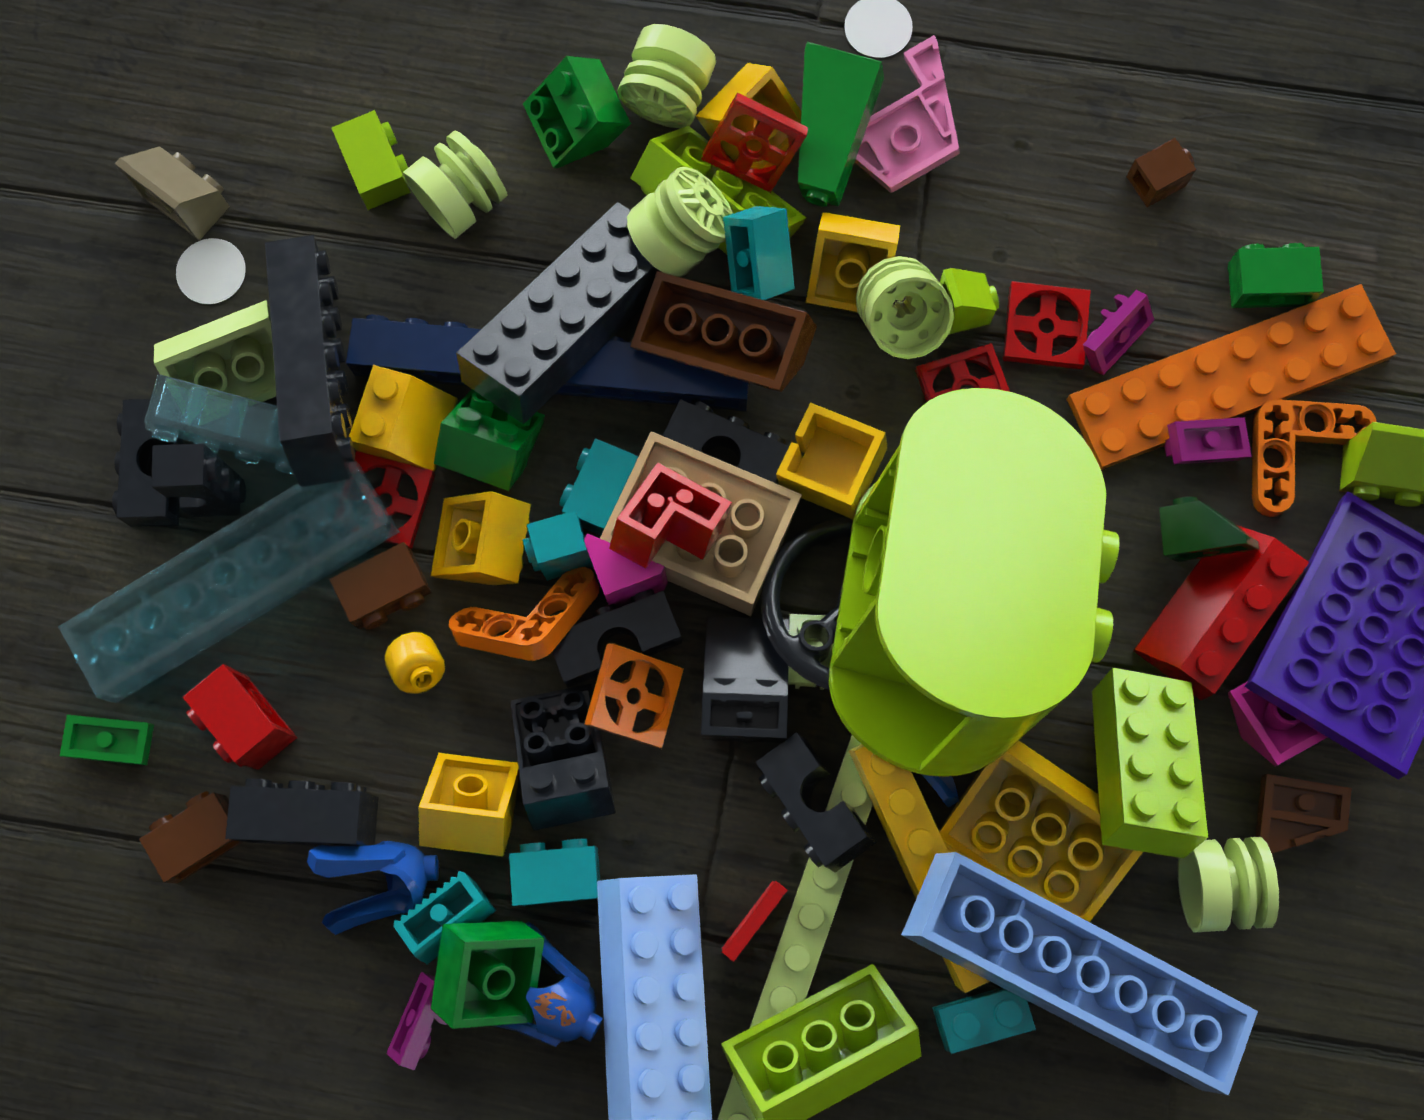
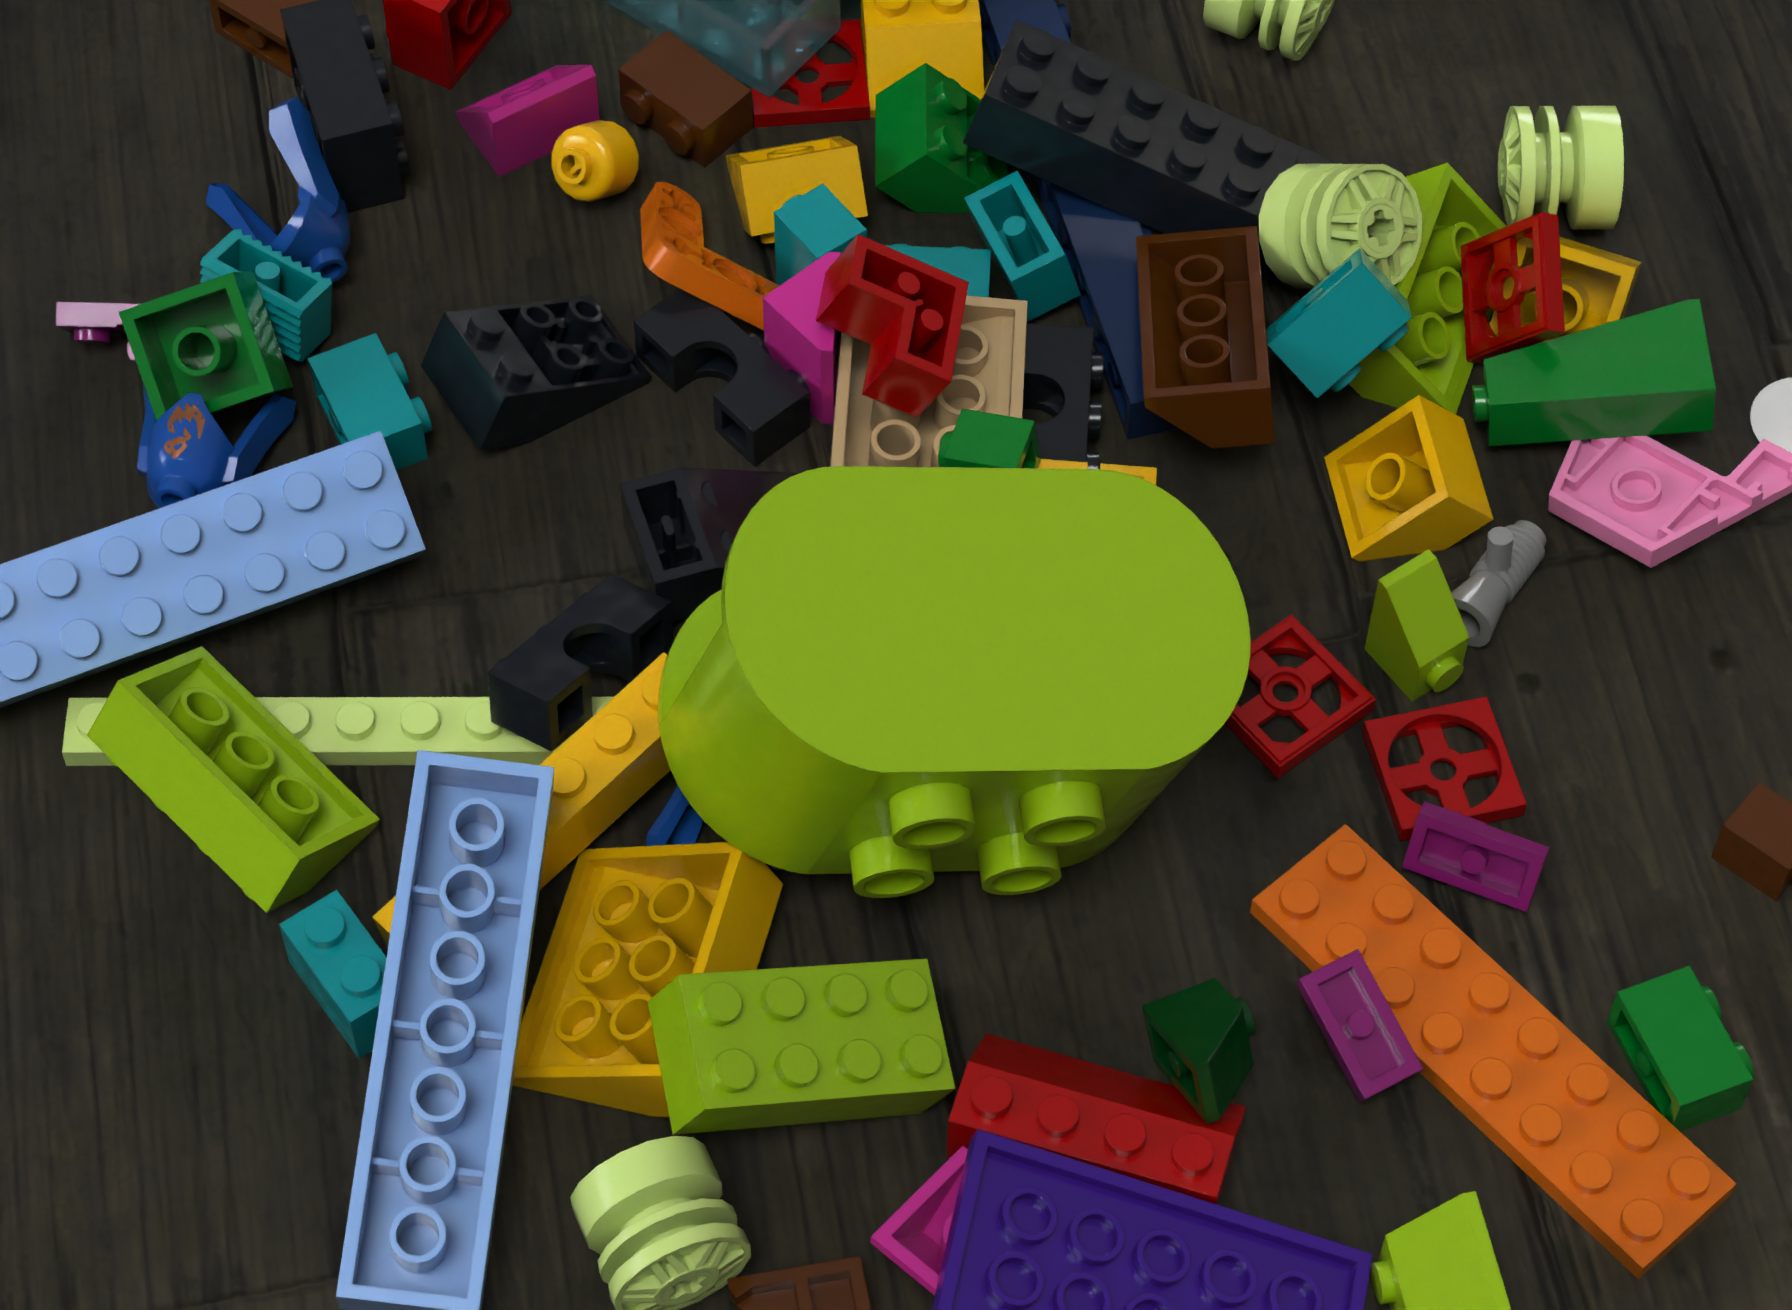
camera: 65 degrees right, 20 degrees down
(346, 691) = (531, 115): none -> dark pink slope
(468, 804) = (419, 269): yellow slope -> none
(576, 111) = (1461, 94): green slope -> none
(595, 417) = (1022, 245): none -> teal brick
(661, 705) = (647, 389): orange piece -> none
(753, 920) = (413, 622): red piece -> none
(780, 499) = (990, 442): none -> green brick
(911, 326) = (1348, 532): yellowish green wheel -> none
(933, 239) = (1497, 577): none -> light grey piece
(1292, 430) = (1436, 1150): orange beam -> none

